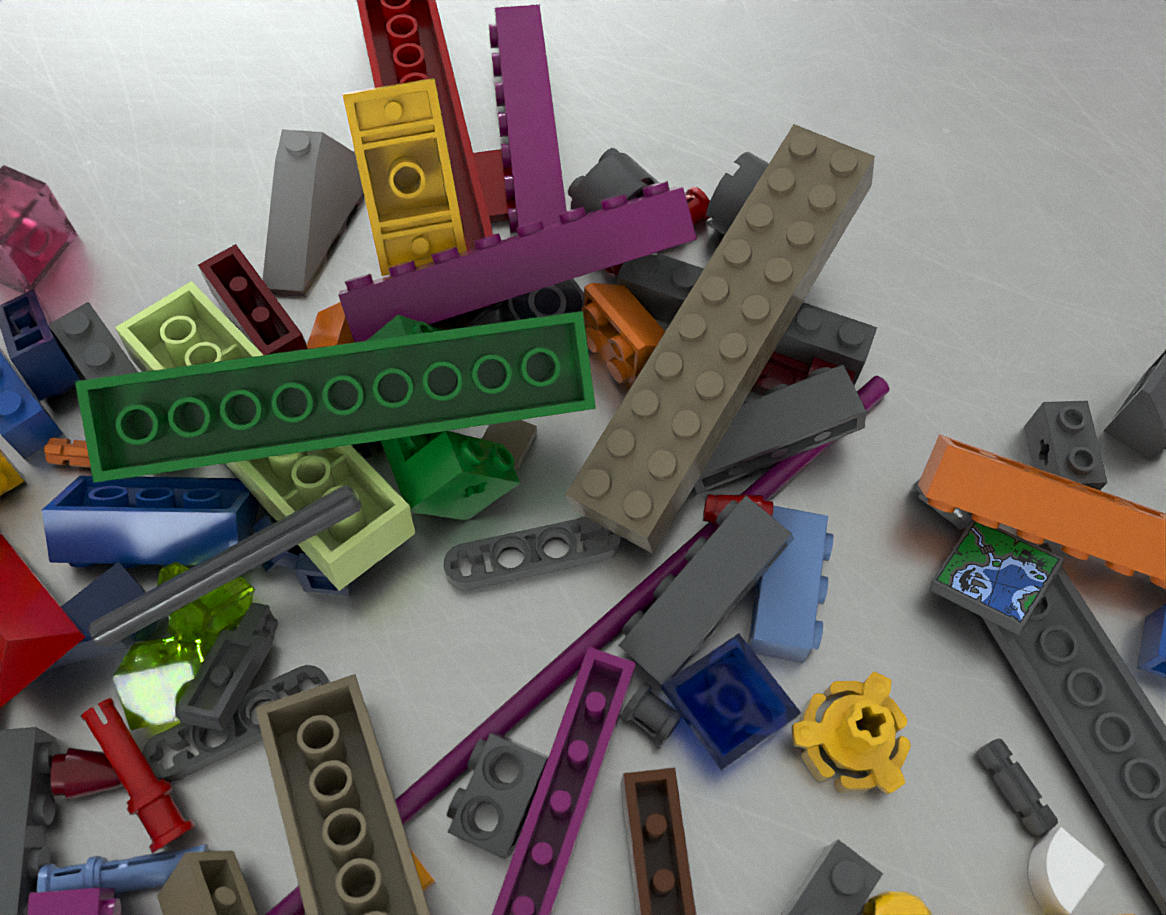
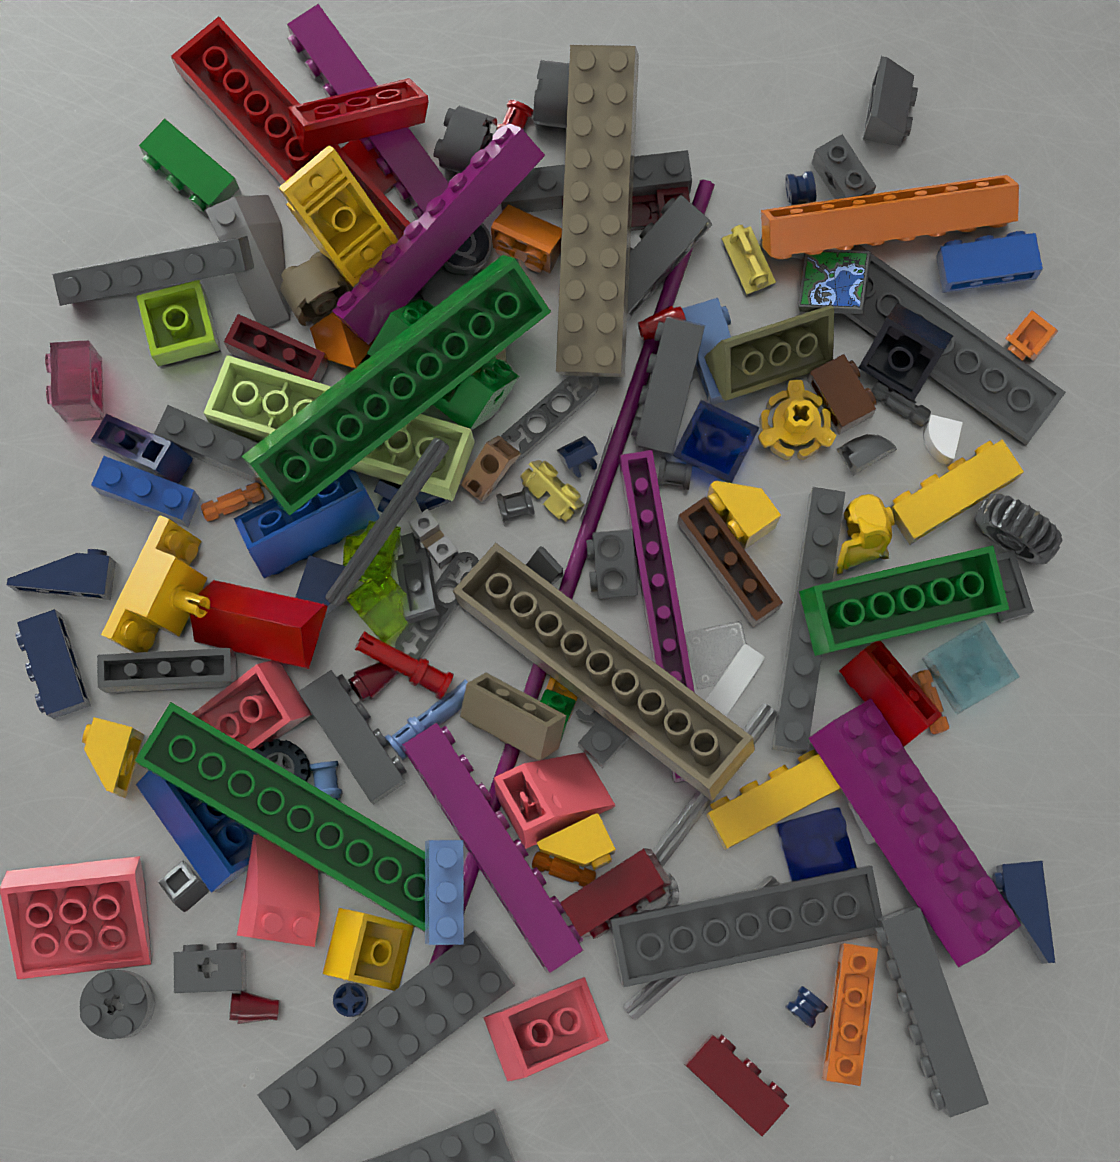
camera: 25 degrees left, 15 degrees up
(171, 228) = (178, 323): none -> lime brick
(184, 160) = (153, 270): none -> dark grey brick
(292, 614) = (433, 539): none -> flat silver piece
(299, 87) = (187, 167): none -> green brick
(334, 256) = (313, 288): none -> dark tan brick
(407, 748) = (545, 565): none -> dark grey slope
(415, 575) = (489, 467): none -> medium nougat leg
(420, 641) = (515, 504): none -> dark grey bush
(489, 667) = (544, 480): none -> light yellow hinge
(512, 115) = (359, 114): none -> red slope
(539, 618) = (577, 452): none -> dark blue tile
(585, 625) = (596, 473): none -> white sticker
(722, 819) = (744, 510): none -> yellow slope
(868, 621) = (772, 353): none -> olive slope
(890, 495) = (748, 259): none -> light yellow hinge
(935, 828) = (865, 451): none -> dark grey brick
(941, 729) = (842, 393): none -> reddish brown brick
(1001, 440) = (800, 188): none -> dark blue wheel
(1060, 718) = (905, 351): none -> black slope

